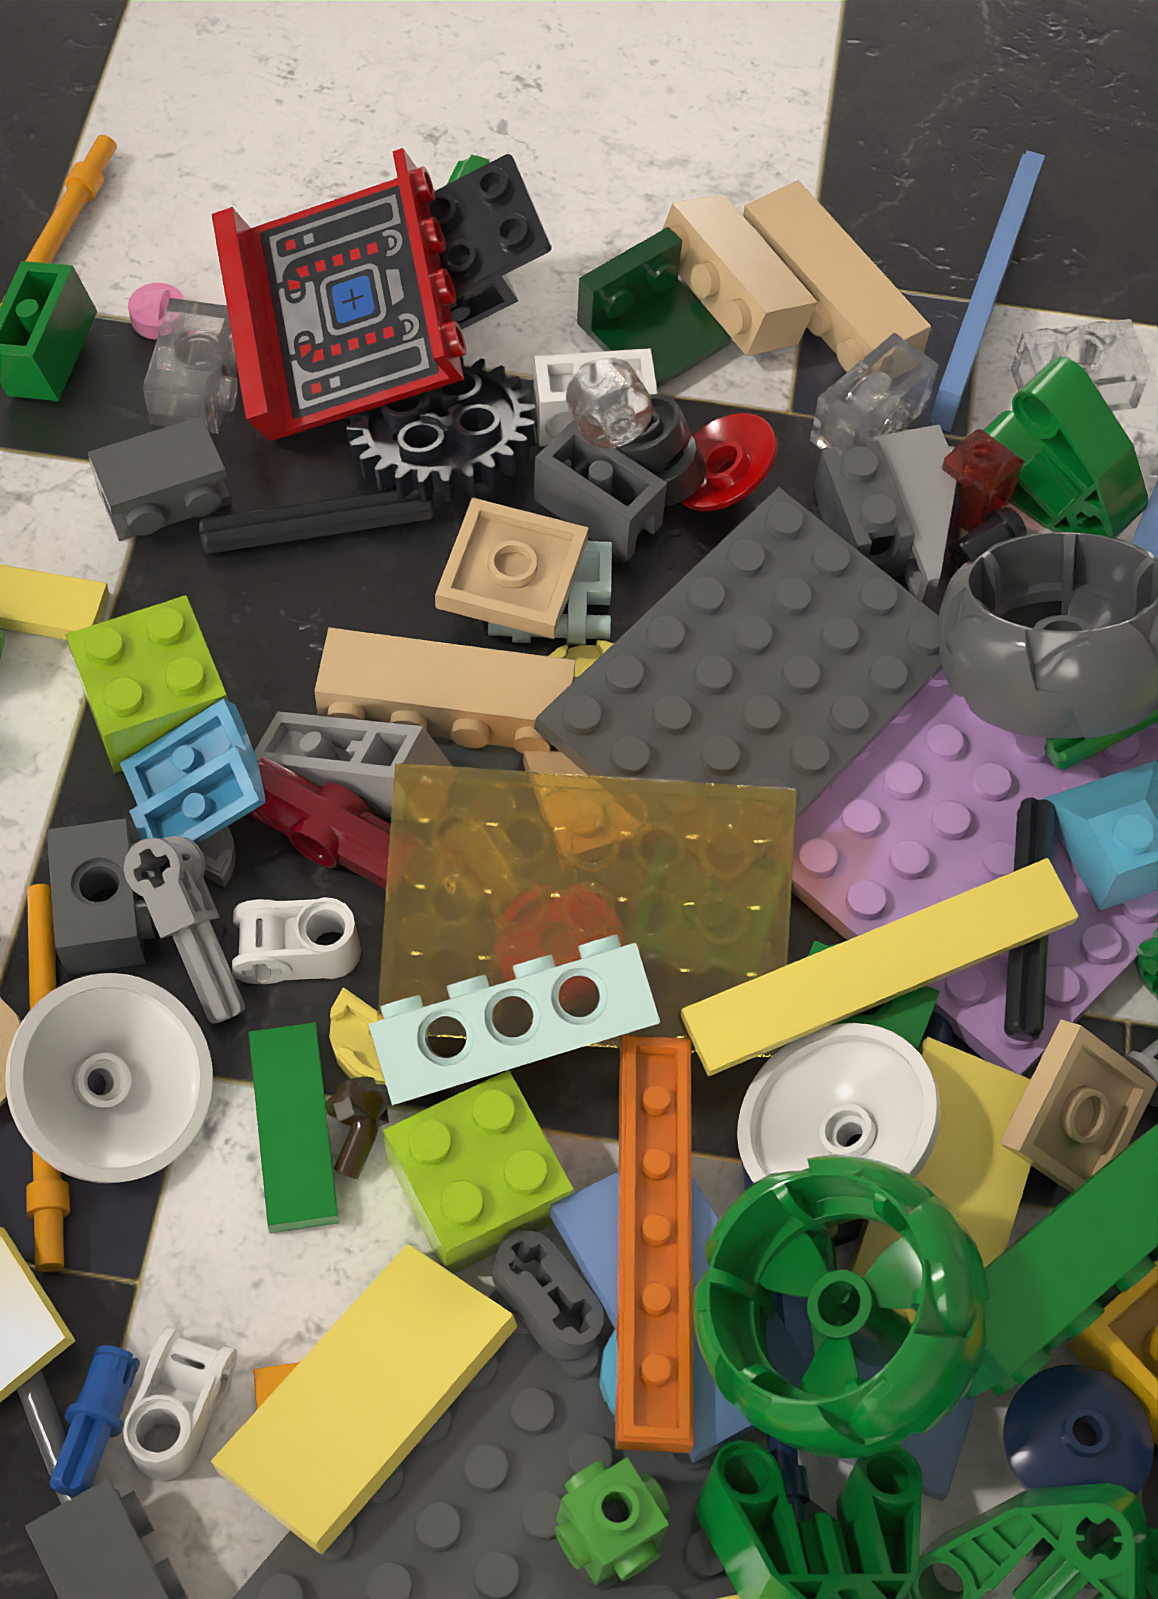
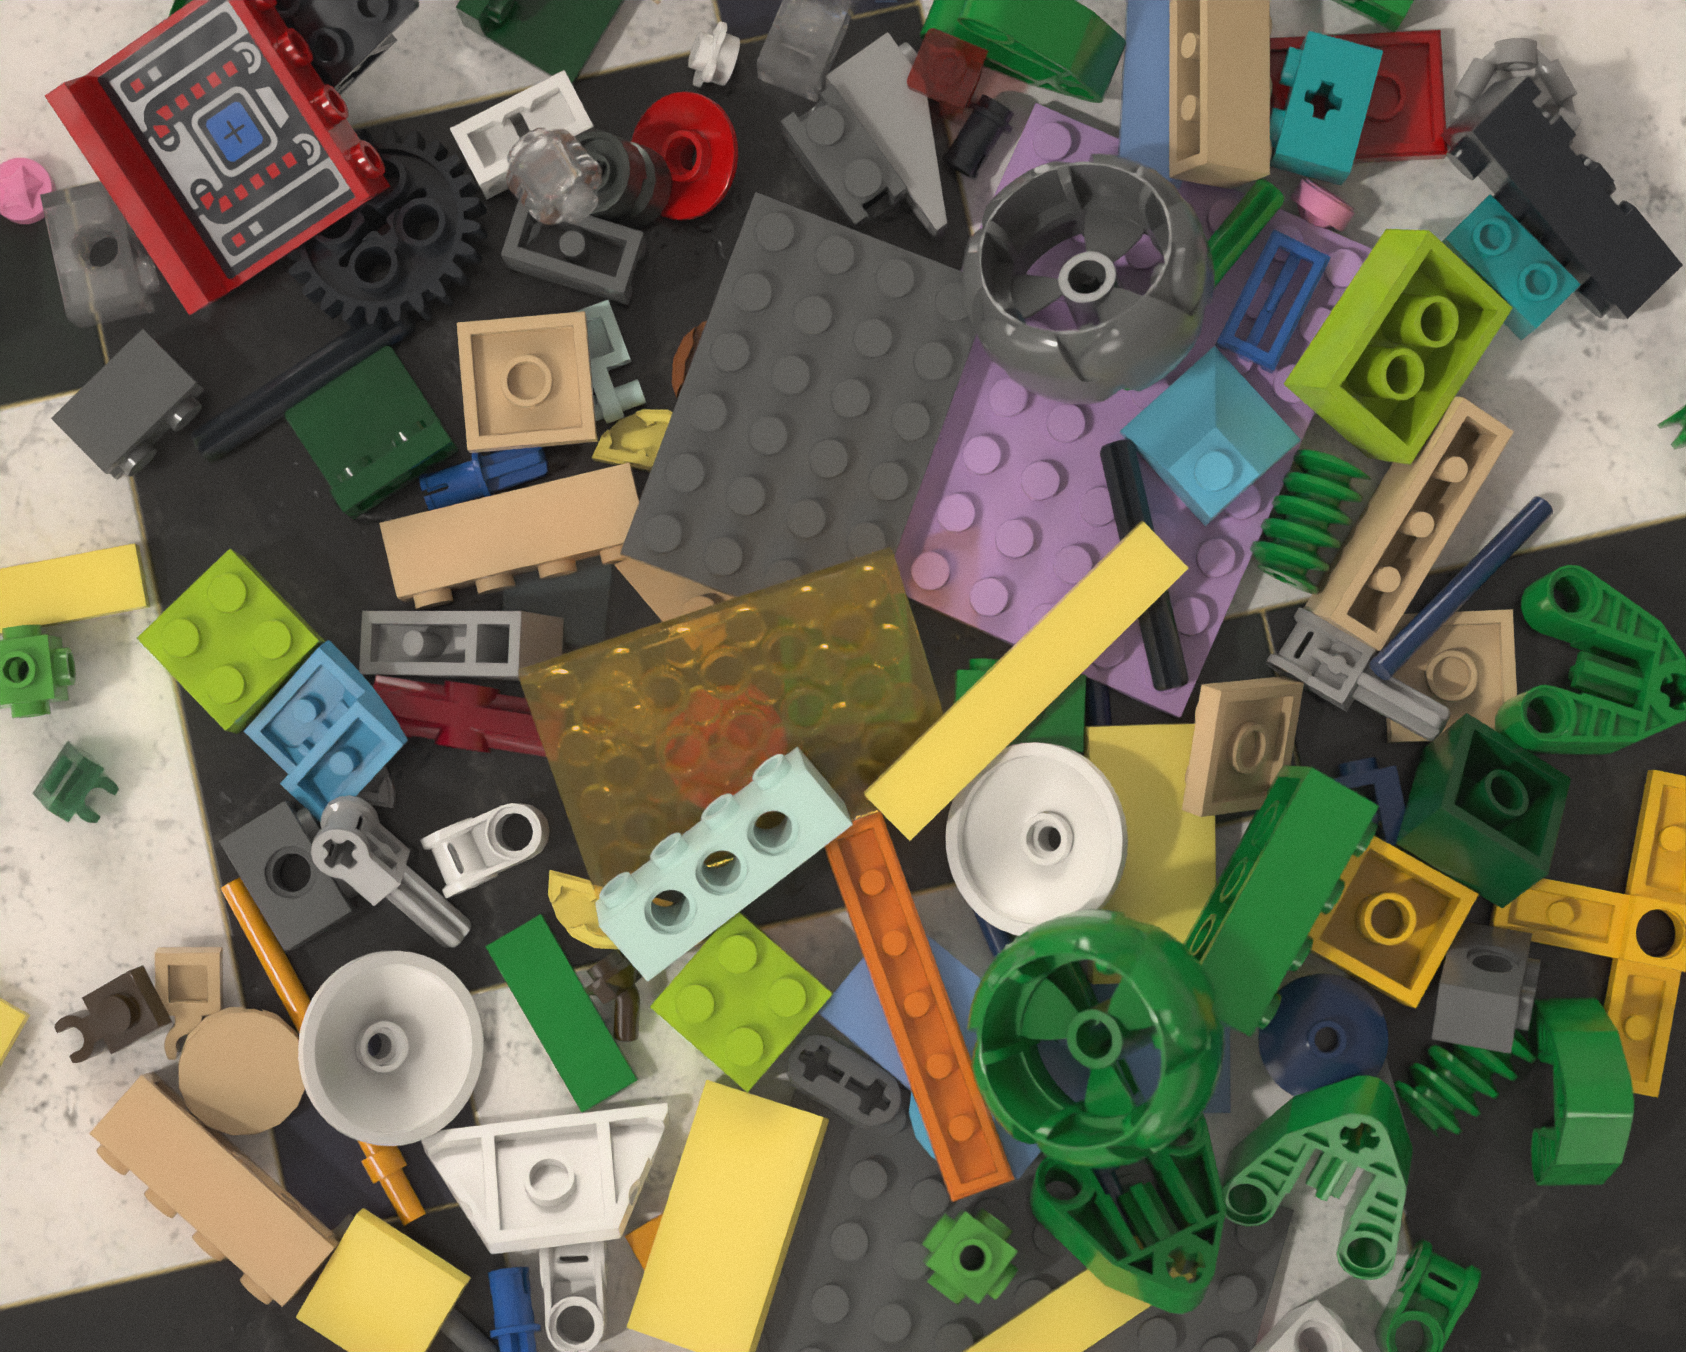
camera: 20 degrees left, 25 degrees up
(208, 1270) = (550, 1175): none -> white wing
(357, 575) = (370, 432): none -> dark green bracket
(467, 634) = (483, 476): none -> blue axle
(780, 403) = (714, 55): none -> white plate

